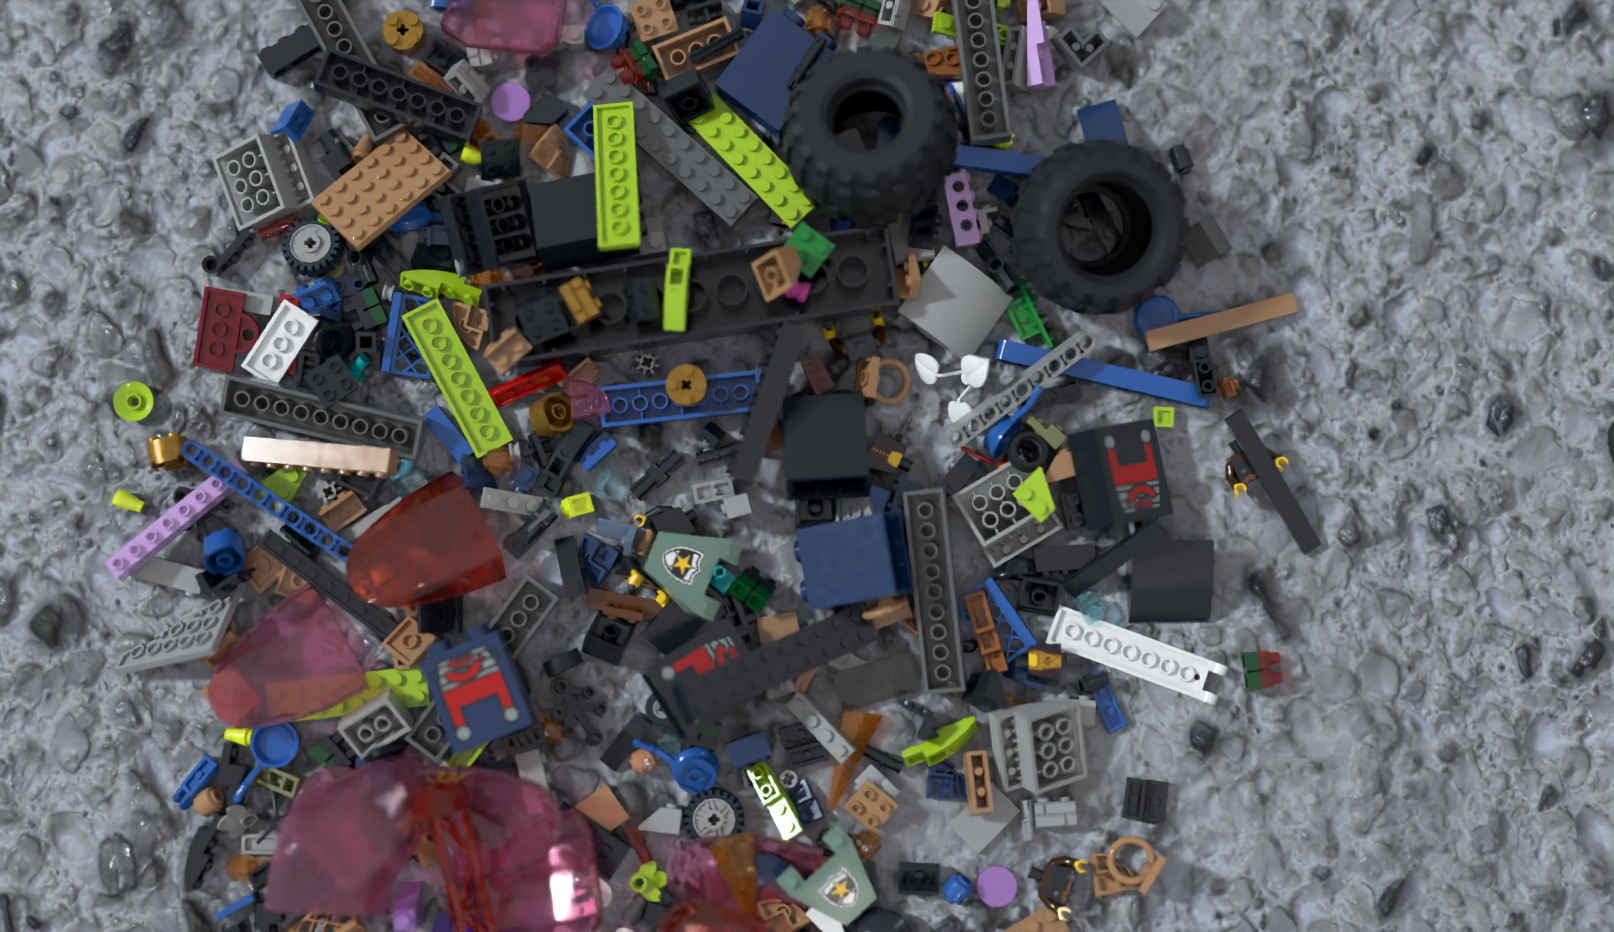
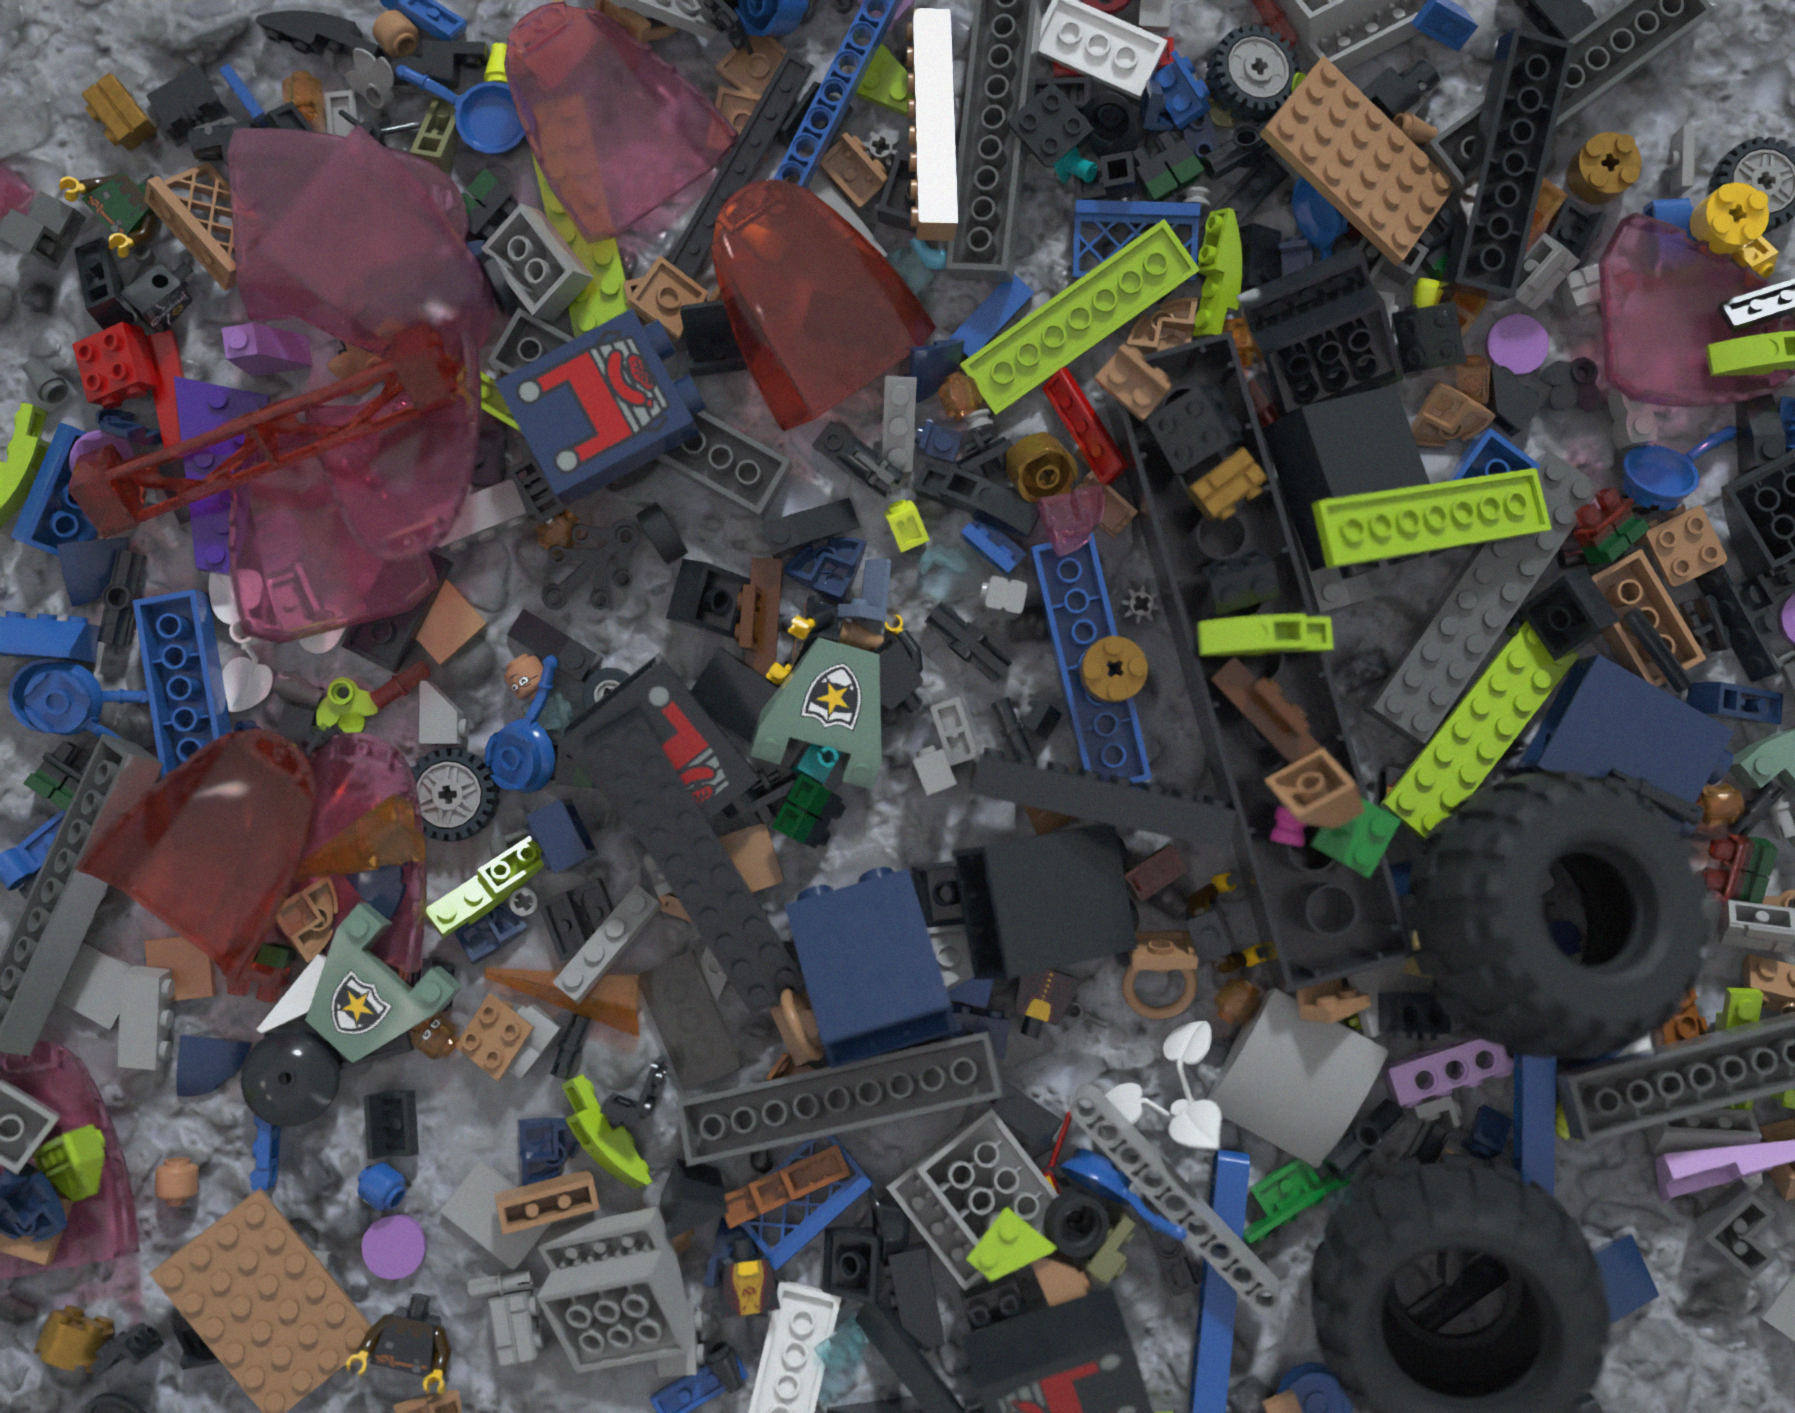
camera: 85 degrees right, 0 degrees up
(632, 449) = (1003, 597): none -> light grey brick
(724, 294) = (1267, 710): none -> reddish brown bracket
(904, 334) = (1237, 1001): none -> clear orange head

